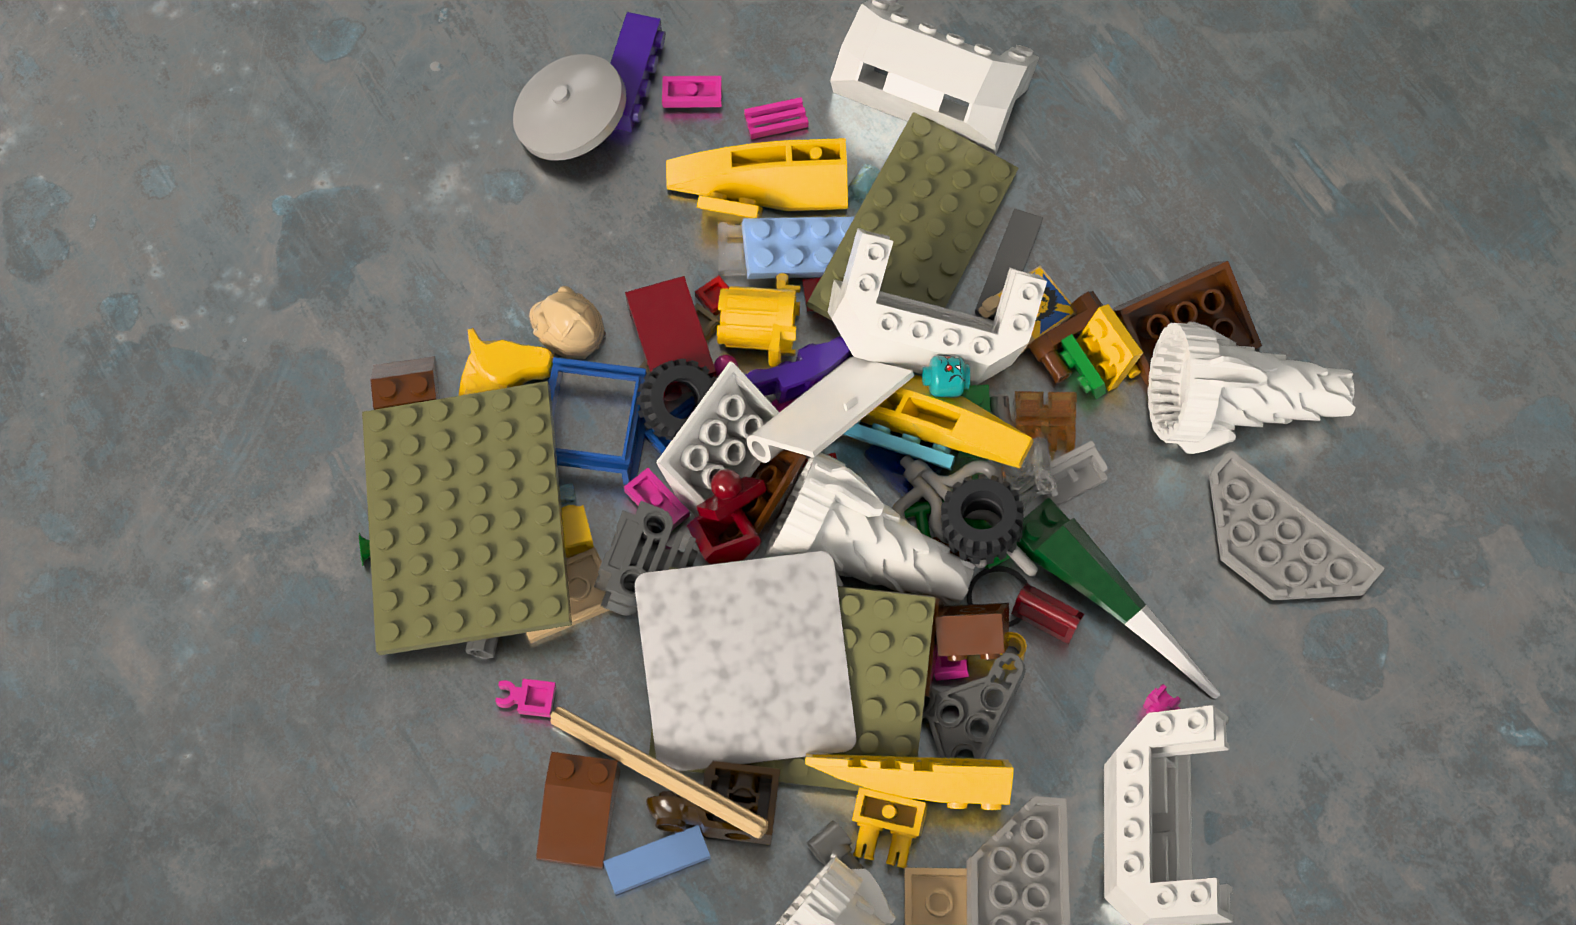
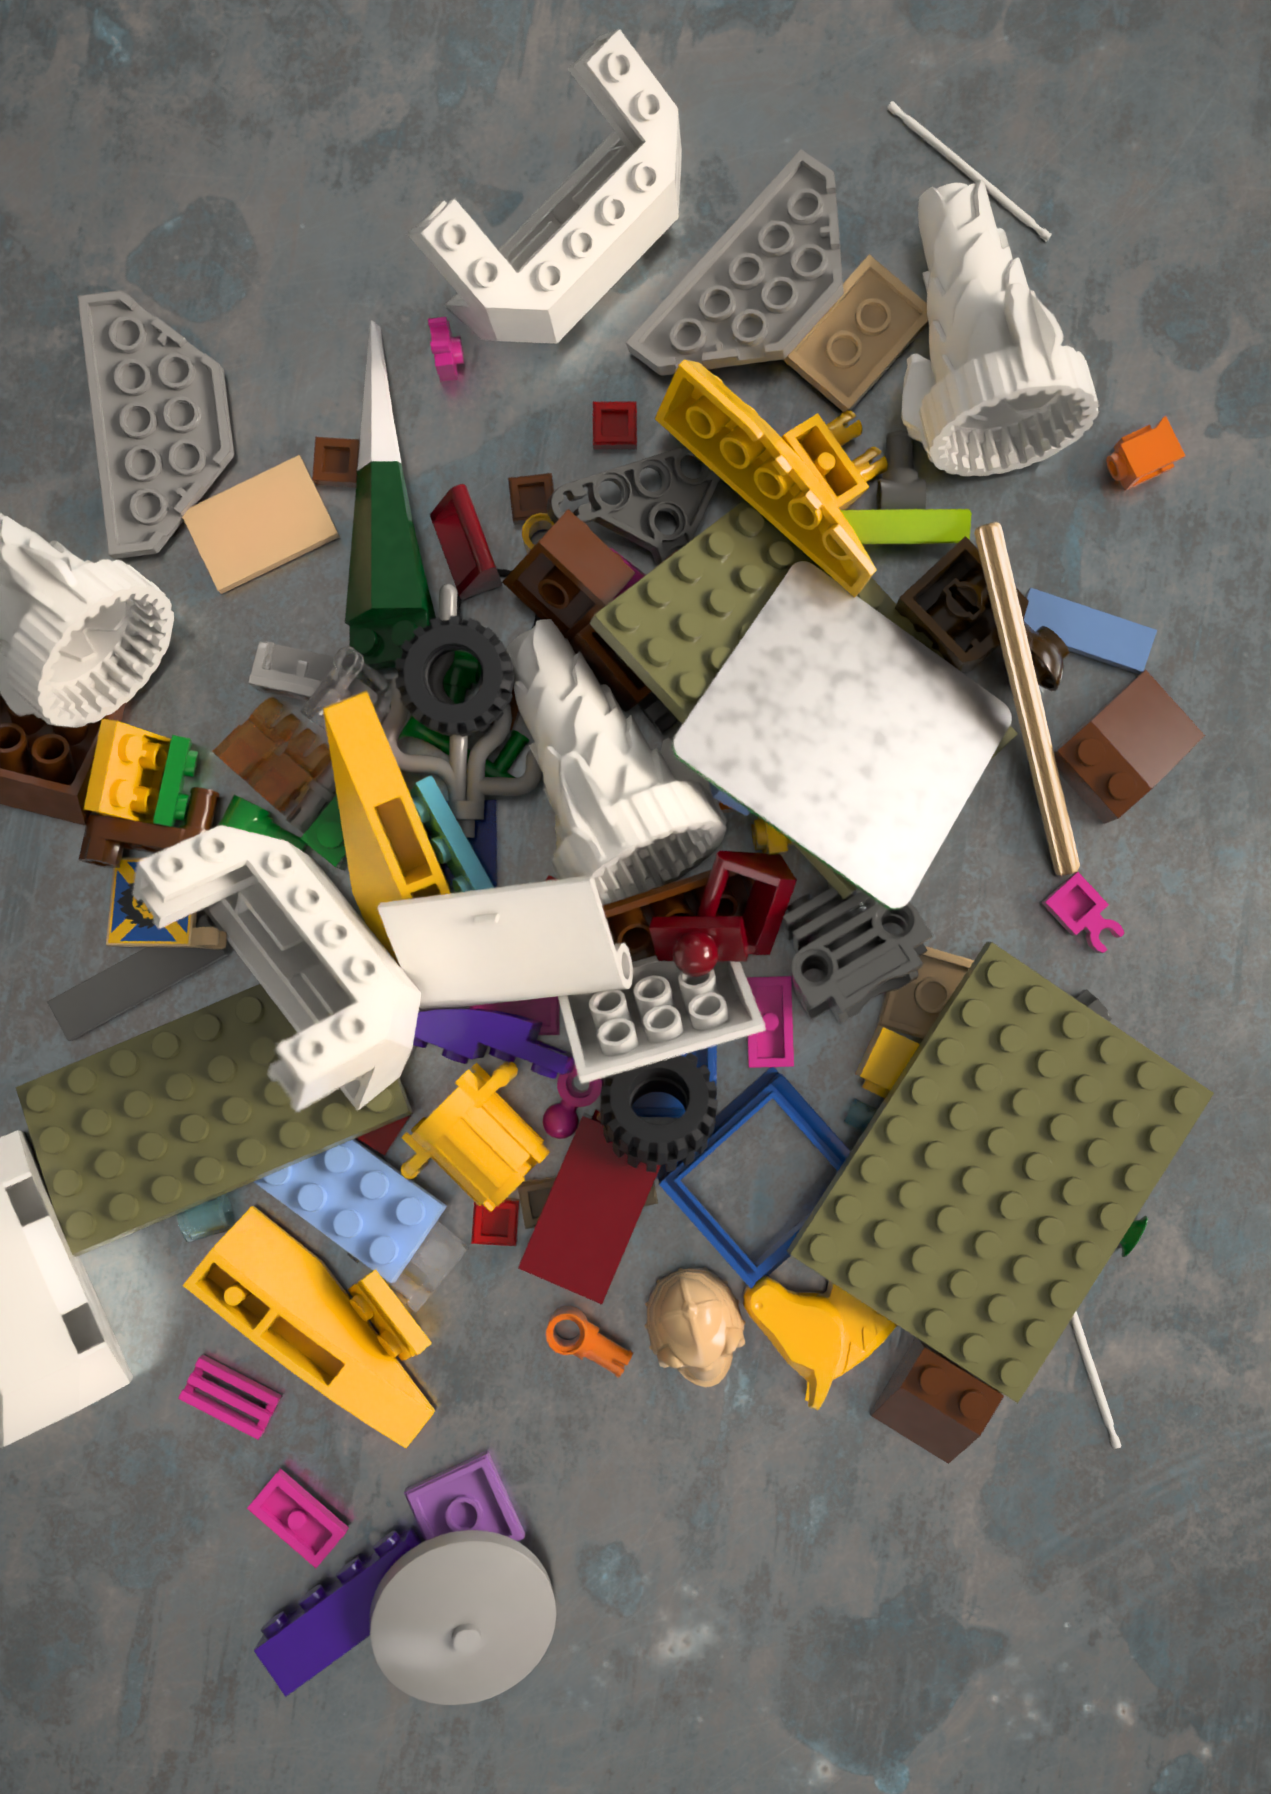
camera: 135 degrees left, 20 degrees up
(325, 466) = (1094, 1379): none -> white piece
(613, 160) = (464, 1499): none -> medium lavender tile
(618, 274) = (588, 1342): none -> orange pin
(813, 820) = (910, 525): none -> lime slope
(946, 376) = (346, 867): teal head -> none
(1024, 376) = (254, 819): none -> green pin
(1030, 752) = (615, 425): none -> red tile
(1039, 672) = (529, 495): none -> reddish brown tile
(1163, 601) = (335, 462): none -> reddish brown tile
(1170, 535) = (260, 524): none -> tan tile

